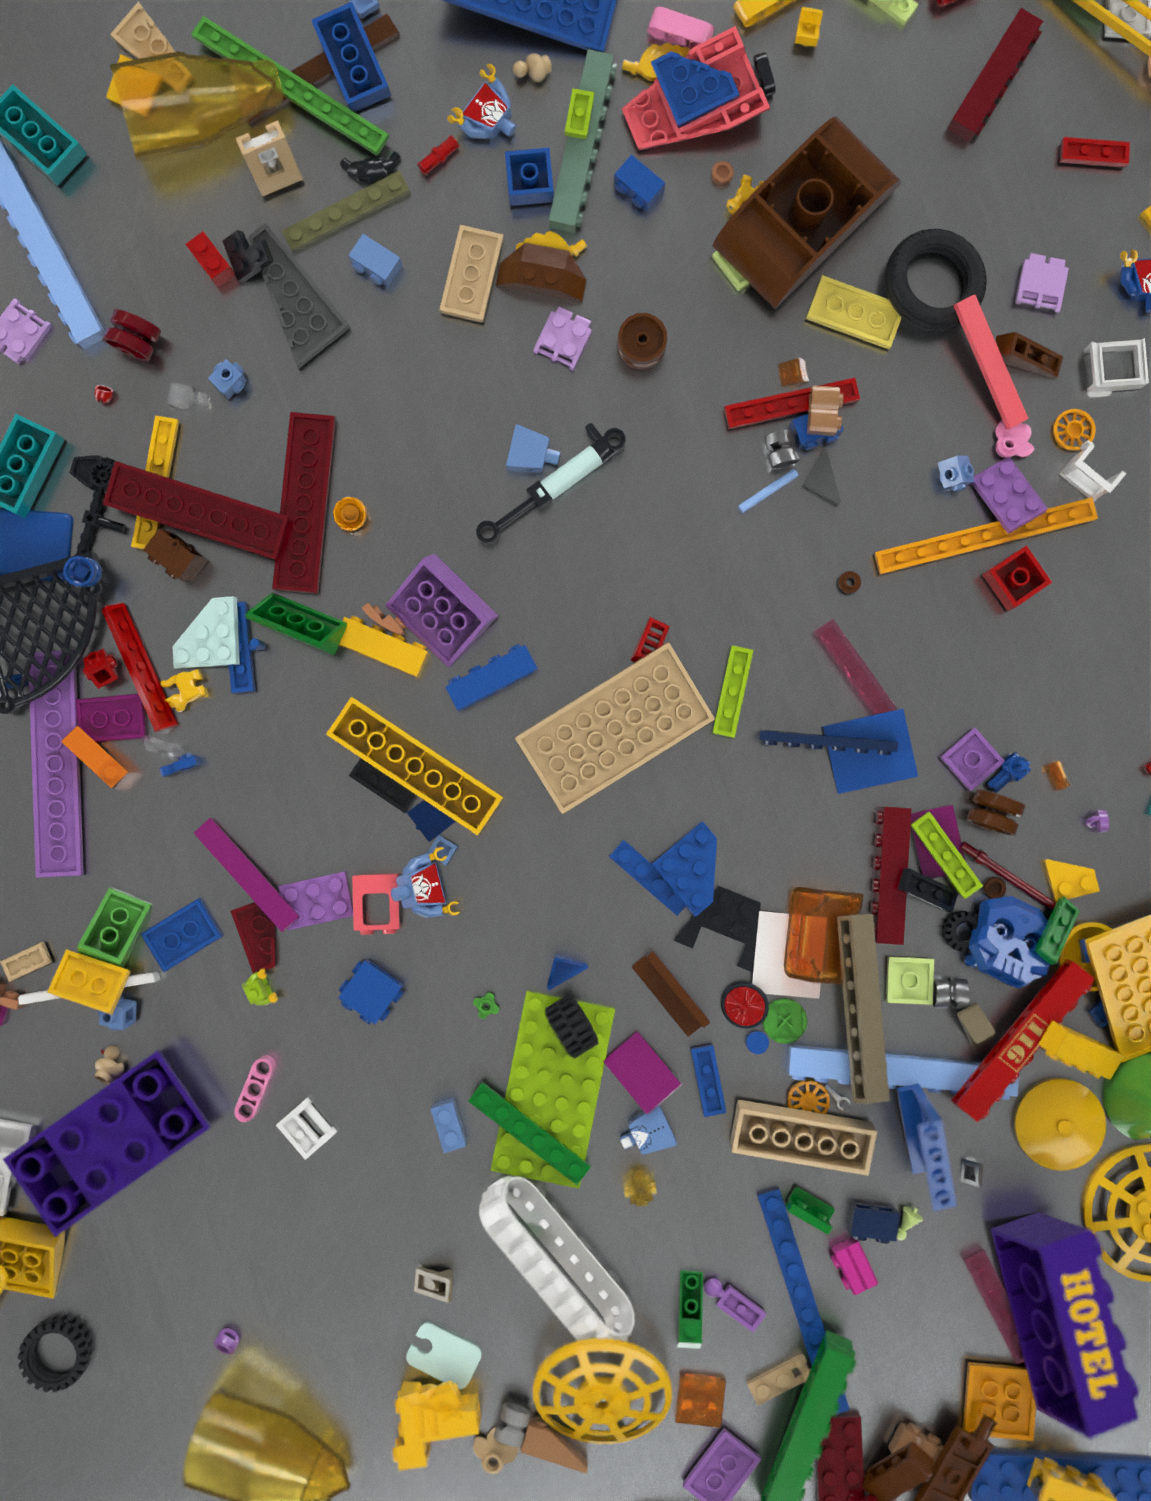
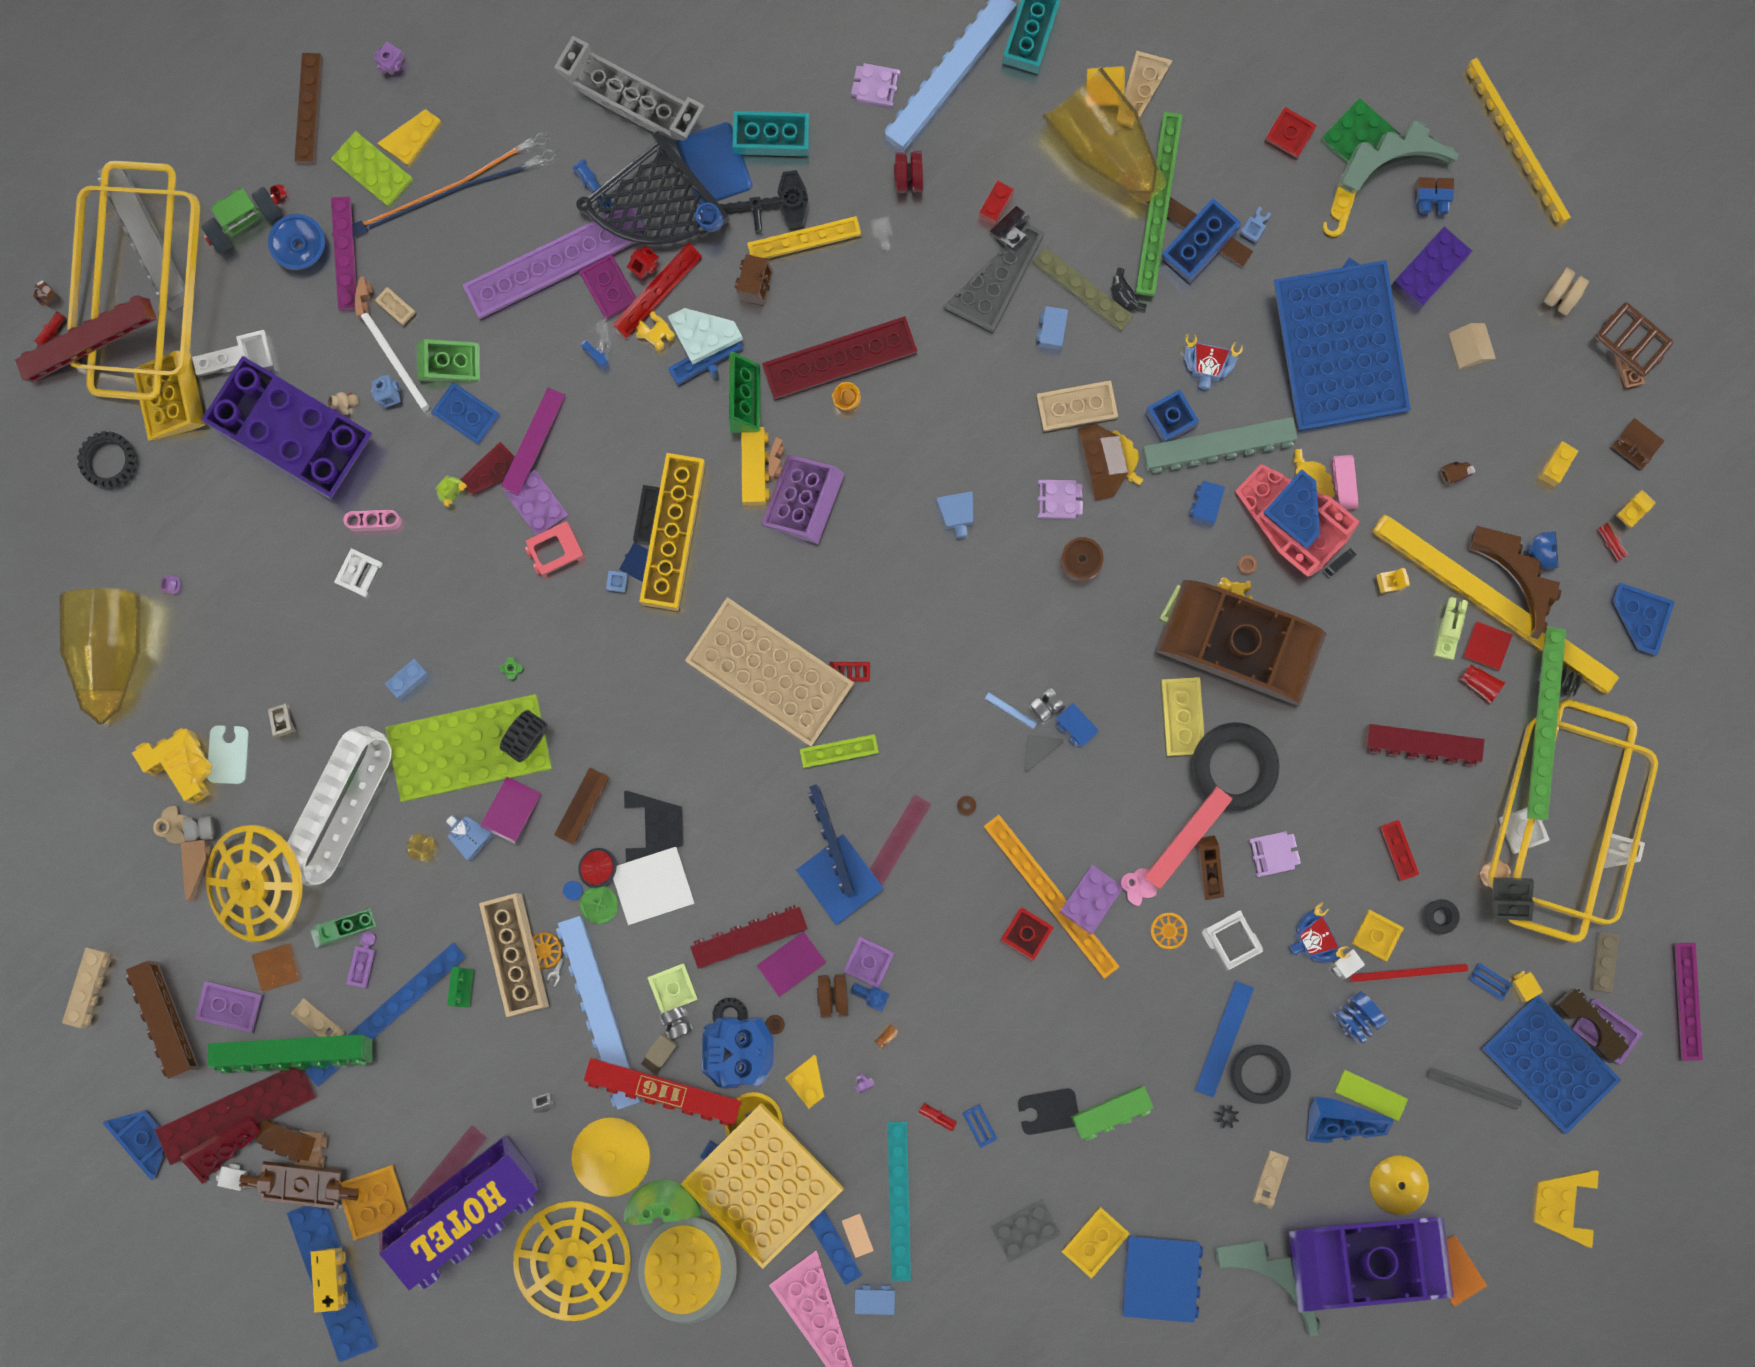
camera: 65 degrees right, 5 degrees down
(89, 982) = (400, 360): yellow plate -> none
(94, 756) = (573, 287): orange slope -> none
(103, 393) = (856, 169): red hinge -> none
(196, 510) = (795, 280): dark red plate -> none
(228, 378) = (909, 258): medium blue brick -> none
(270, 159) = (1091, 215): tan brick -> none
(370, 992) = (483, 574): blue brick -> none
(421, 887) = (580, 577): torso -> none
(438, 155) = (1158, 339): red pin -> none
(491, 678) = (766, 560): blue brick -> none
(529, 1133) = (427, 743): green plate -> none
(535, 66) = (1263, 383): tan animal -> none
(559, 481) = (929, 536): piece -> none
(564, 969) = (564, 713): blue slope -> none
(579, 113) = (1236, 432): lime plate -> none
(646, 875) = (665, 751): blue plate -> none
(691, 868) = (686, 778): blue plate -> none
(708, 1080) = (526, 864): blue plate -> none
(782, 405) = (1087, 698): red plate -> none
(793, 372) = (1114, 689): clear orange slope -> none
(812, 933) = (677, 902): clear orange windscreen -> none
(823, 410) = (1088, 722): medium nougat brick -> none
(854, 1266) = (430, 1040): dark pink brick -> none
(863, 1009) = (634, 955): dark tan brick -> none
(873, 1223) = (470, 1041): dark blue brick -> none
(909, 1219) = (486, 1069): yellowish green piece -> none
(926, 1144) = (547, 1047): blue panel -> none
(928, 890) = (749, 969): black plate -> none
(946, 855) = (783, 972): lime plate -> none
(956, 473) = (1089, 850): medium blue brick -> none
(982, 858) = (793, 1003): dark red bar -> none
(1057, 930) = (761, 1083): green tile -> none
(1082, 1051) = (674, 1140): yellow brick -> none
(1085, 478) = (1134, 955): white piece -> none

